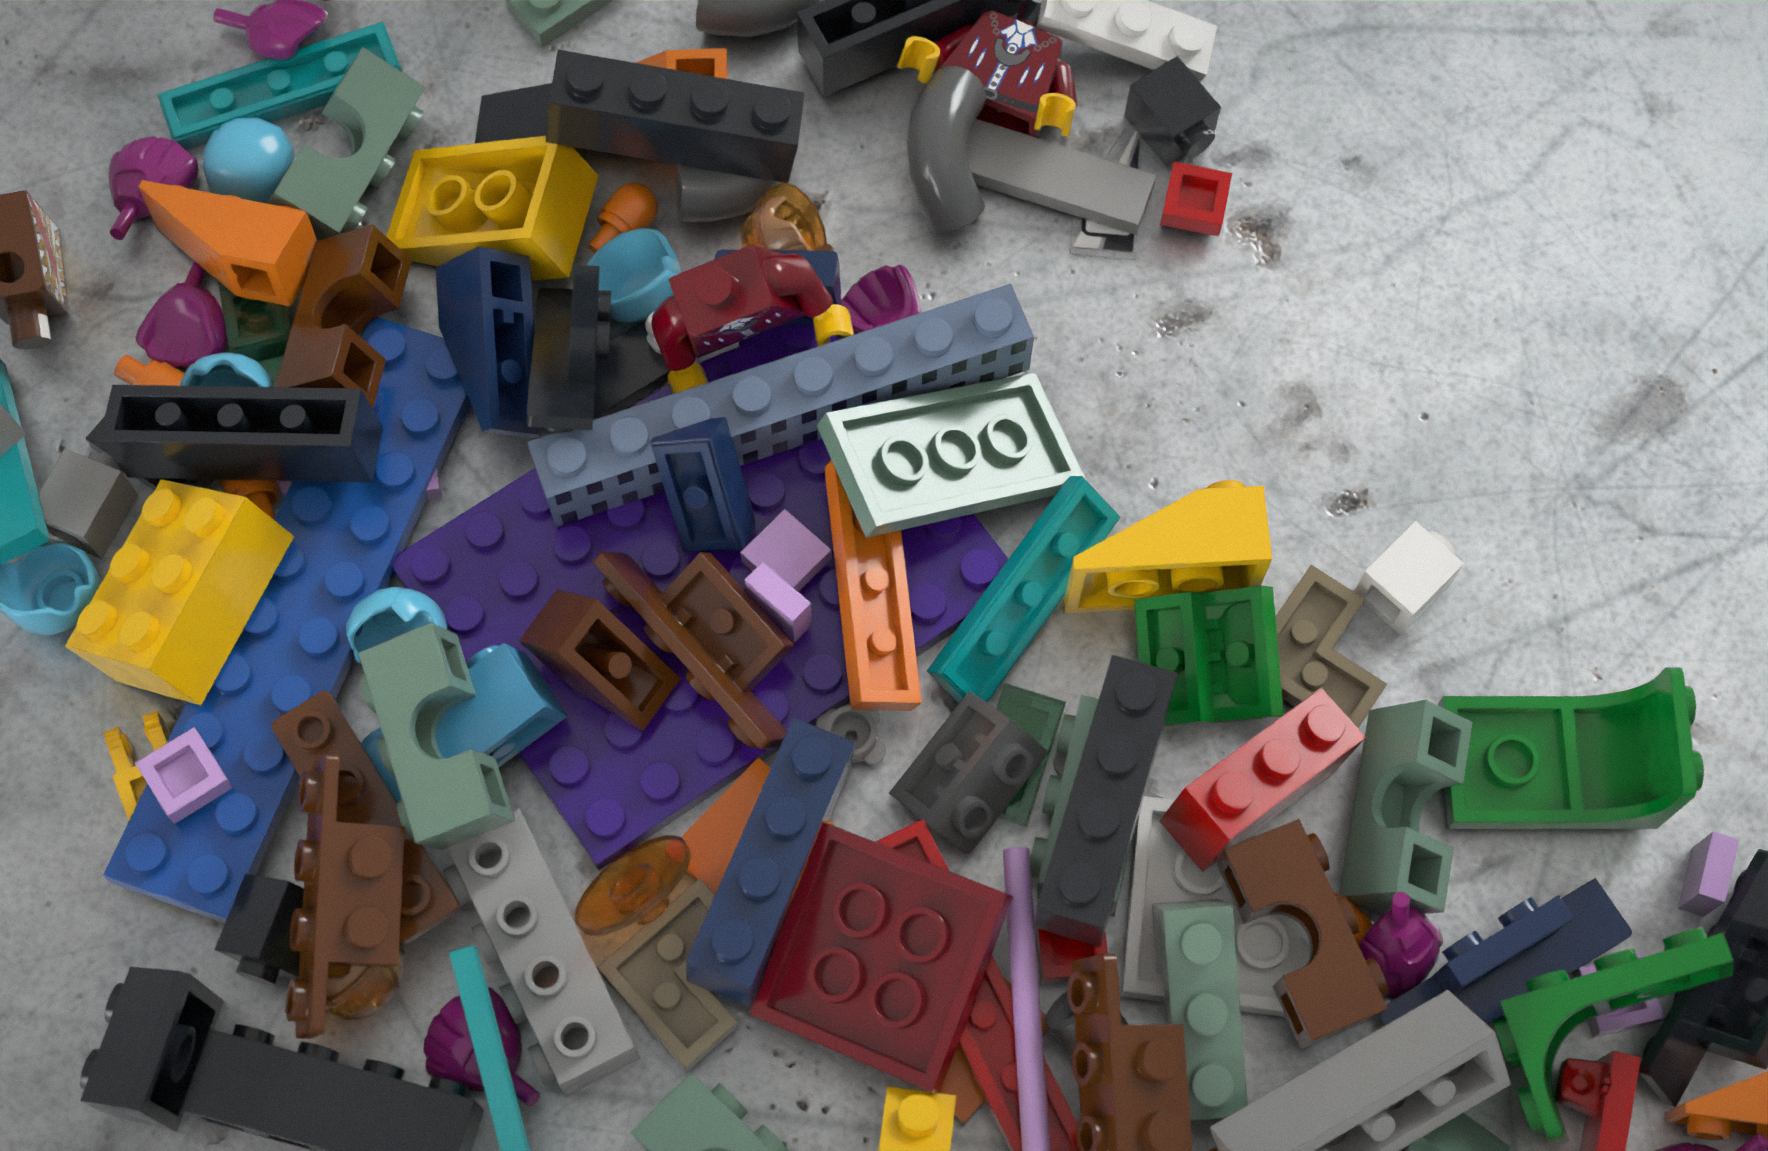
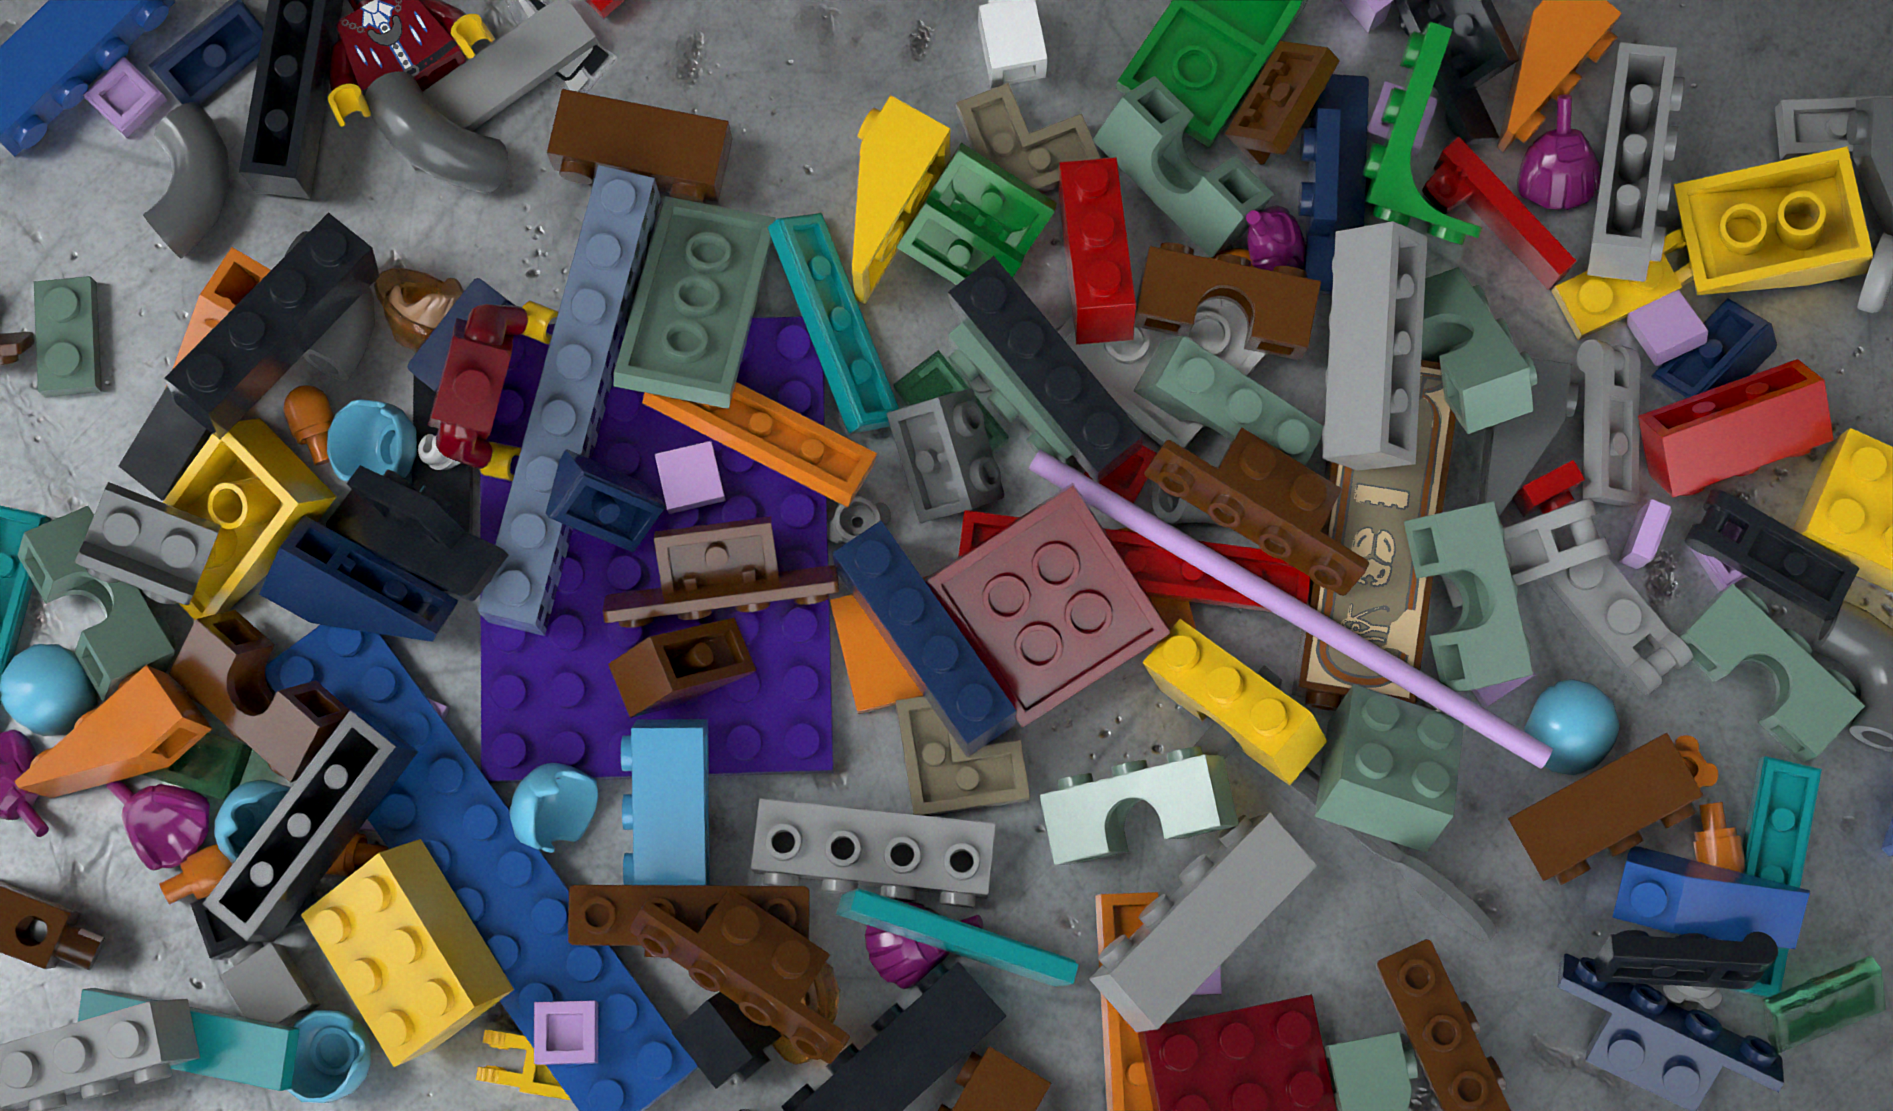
camera: 55 degrees left, 10 degrees up
(410, 689) = (621, 819): sand green arch -> none
(415, 148) = (147, 545): none -> bracket
(633, 886) = (871, 751): clear orange dish -> none
(779, 601) = (728, 505): lavender tile -> none
(881, 298) = (529, 271): magenta piece -> none
(1075, 336) = (674, 147): none -> reddish brown brick
(1542, 859) = (1281, 99): none -> reddish brown bracket

